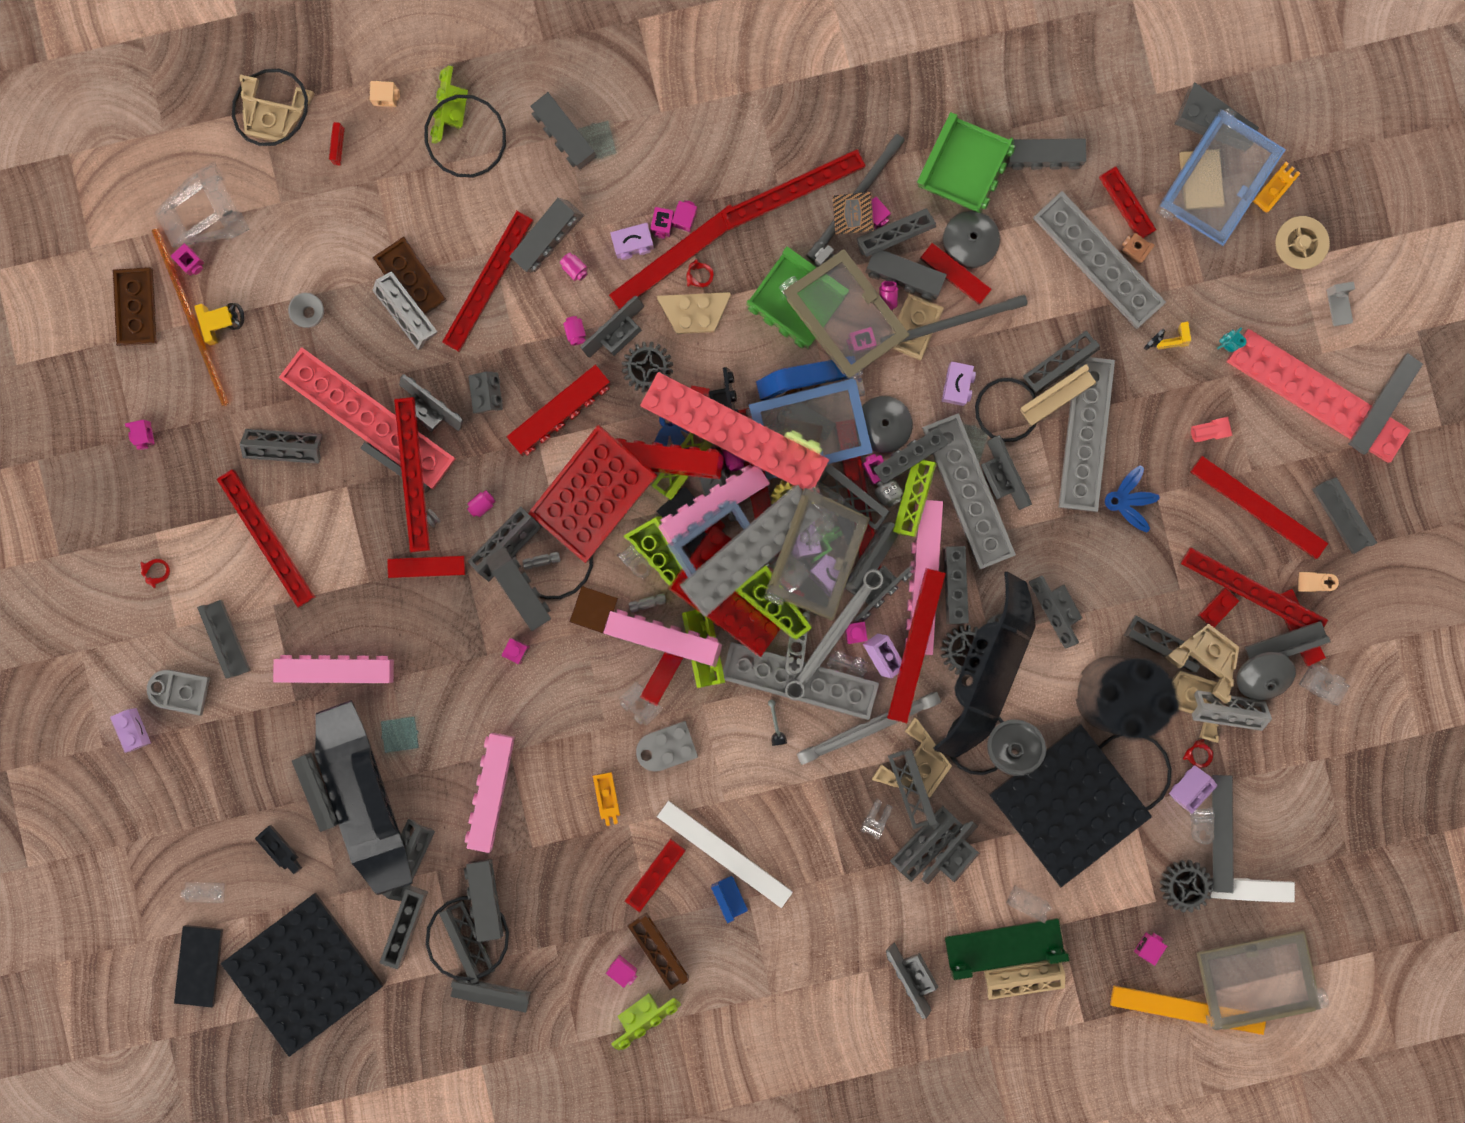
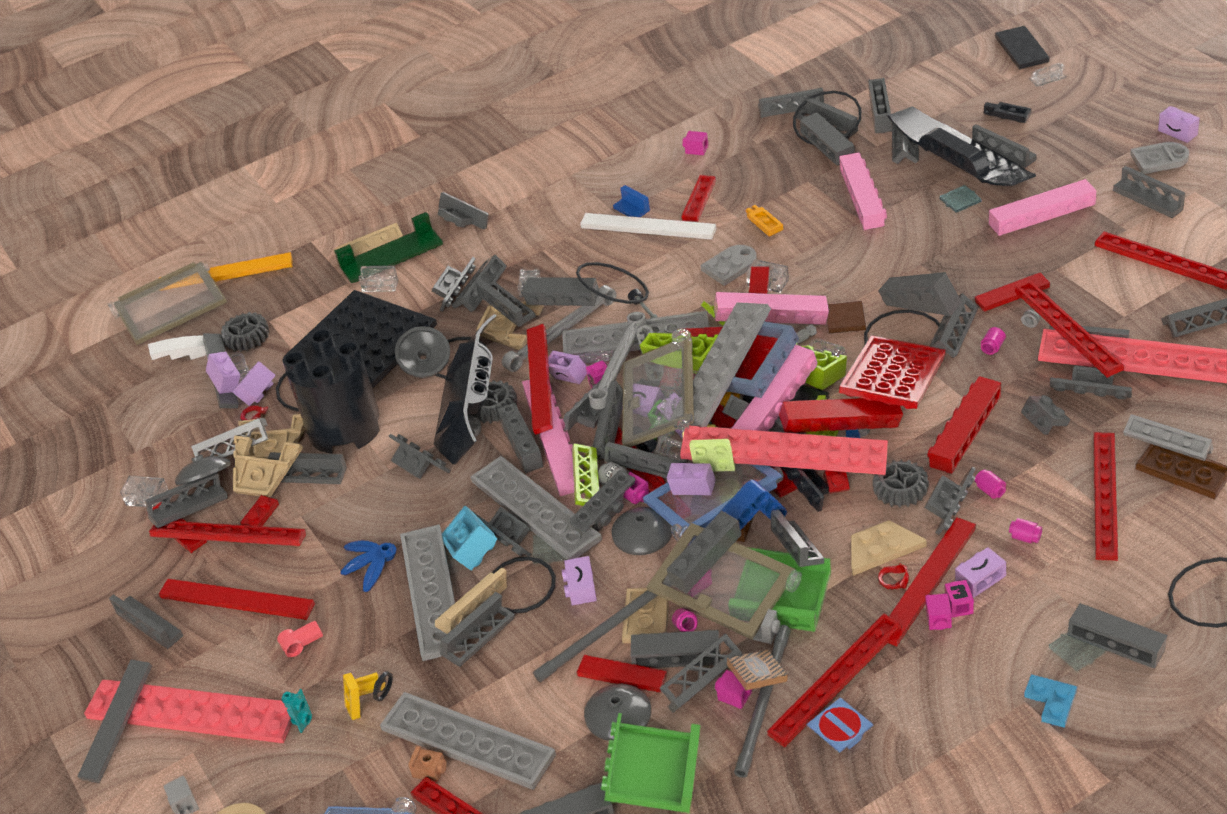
camera: 170 degrees right, 45 degrees down
(302, 974) = (942, 68): black plate -> none
(515, 651) = (896, 264): dark pink brick -> none
(541, 560) = (913, 329): light grey axle -> none
(546, 235) = (1069, 544): dark grey wedge -> none
(636, 102) = (1055, 694): none -> dark azure plate
(641, 1017) = (667, 129): lime bracket -> none
(664, 949) = (671, 163): reddish brown fence -> none
(753, 507) = (735, 407): none -> dark grey brick
(770, 333) = (795, 540): none -> dark grey fence
(809, 143) = (840, 725): none -> piece
(827, 436) = (691, 479): none -> lavender brick
(831, 750) = (606, 296): none -> black piece
(853, 332) = (703, 552): none -> dark grey brick
(854, 768) = (559, 291): none -> dark grey brick
(1041, 473) = (468, 538): none -> medium azure slope
(1150, 948) = (266, 289): dark pink brick -> none
(1223, 812) = (222, 372): none -> lavender brick
(1315, 582) = (166, 559): light nougat piece -> none

